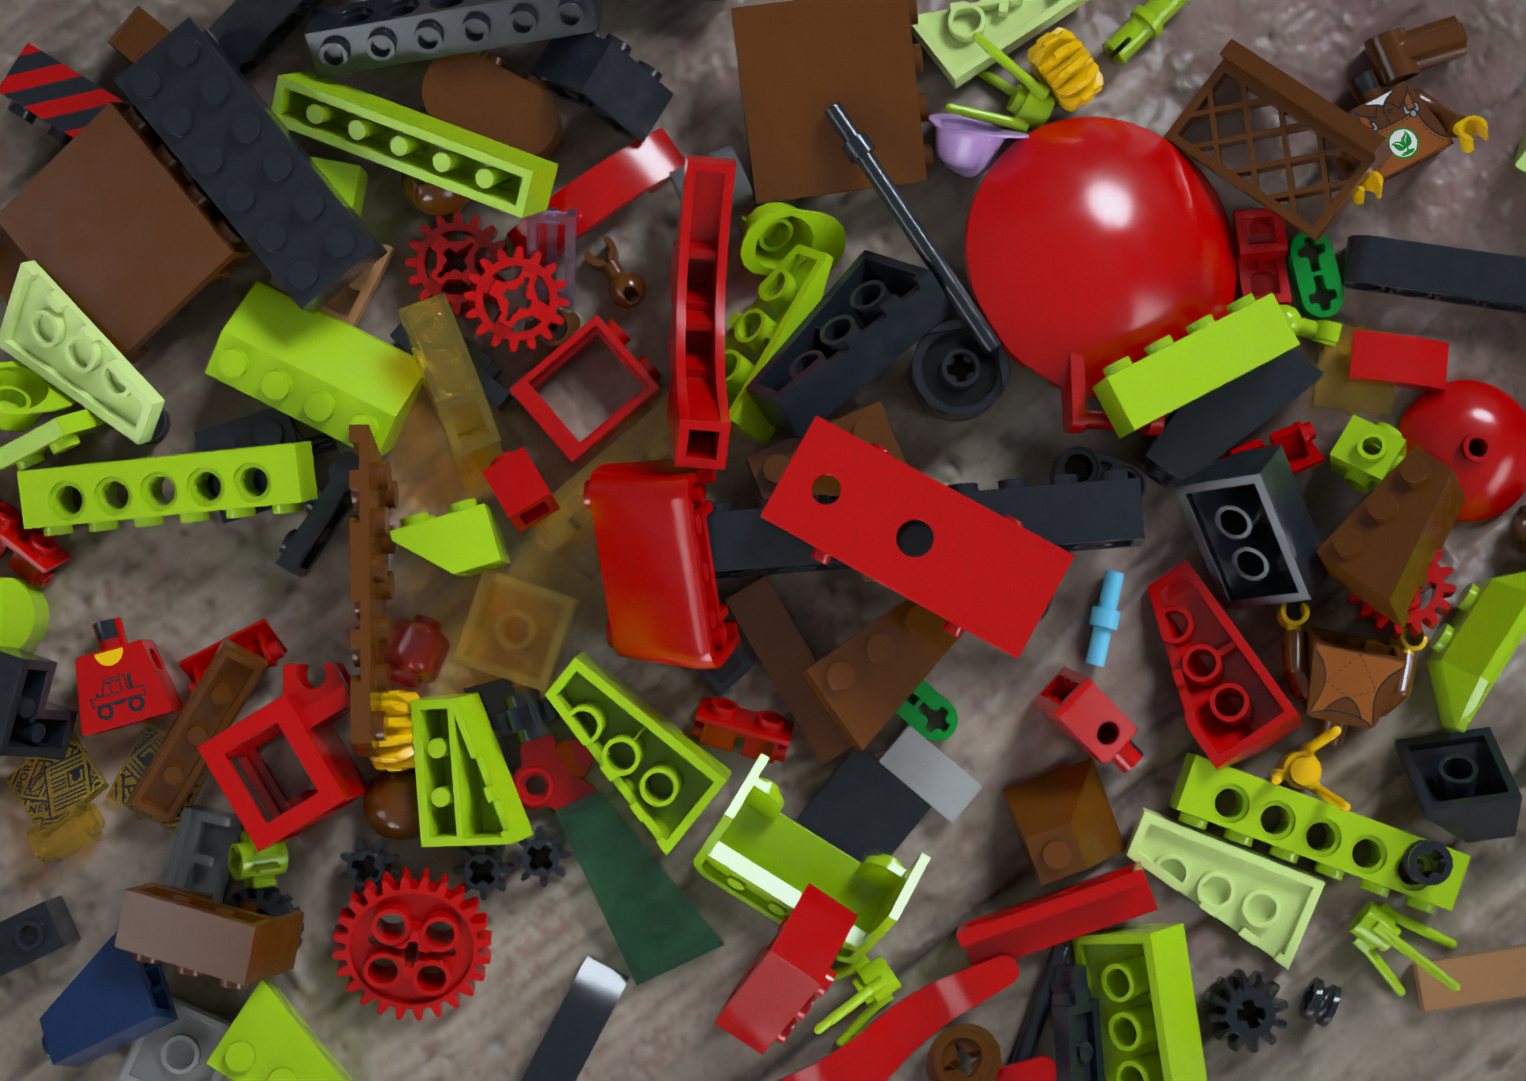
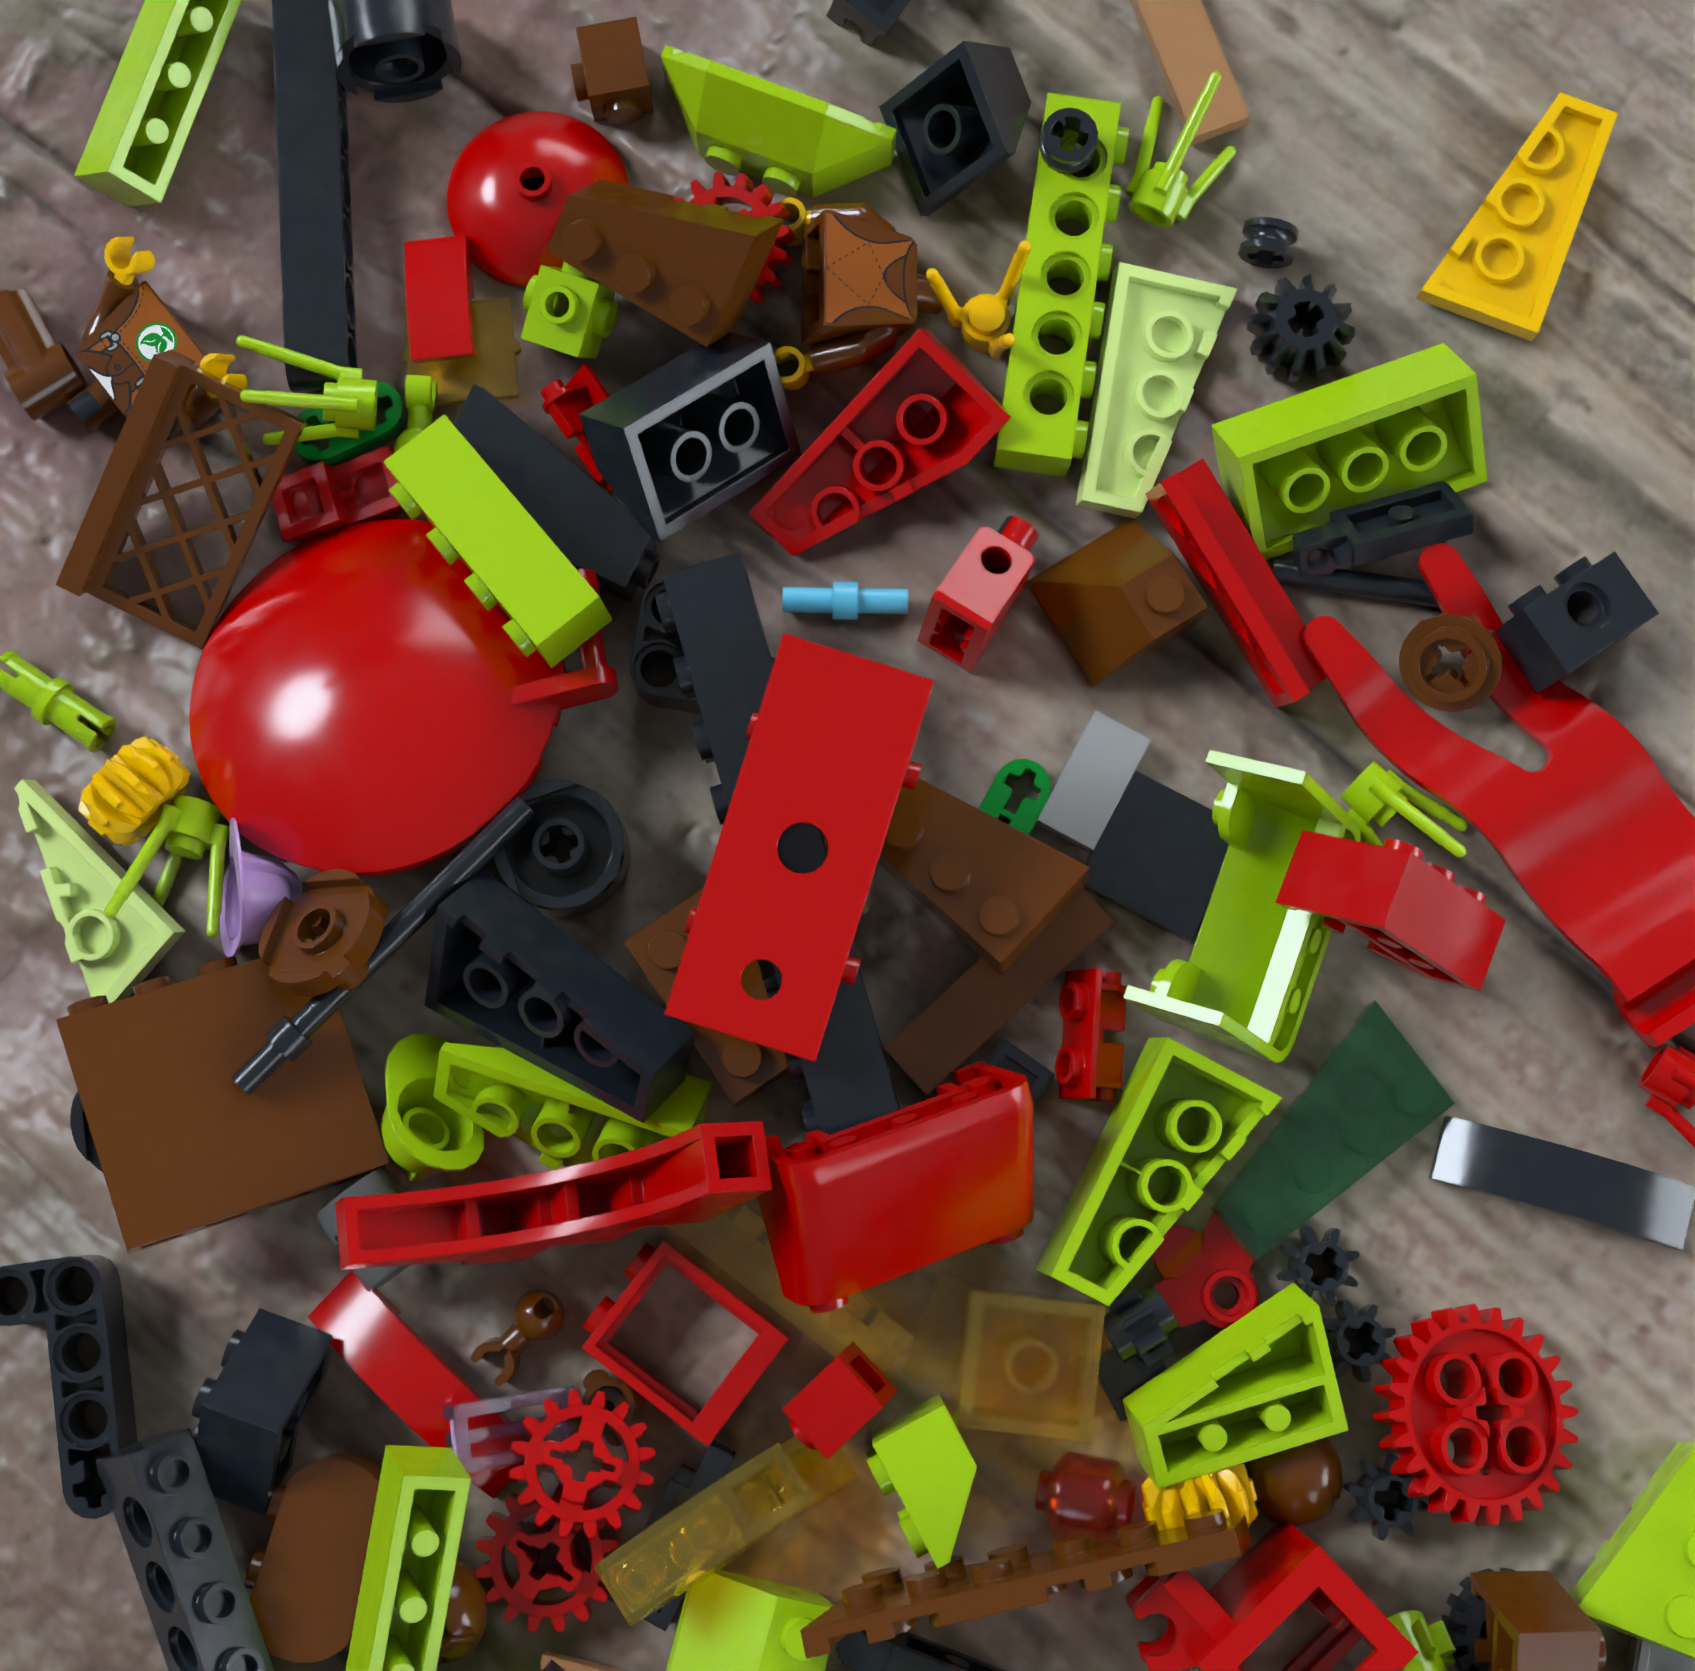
camera: 100 degrees left, 5 degrees down
(908, 193) = (351, 927): none -> reddish brown plate
(1328, 276) = (347, 402): none -> lime plant

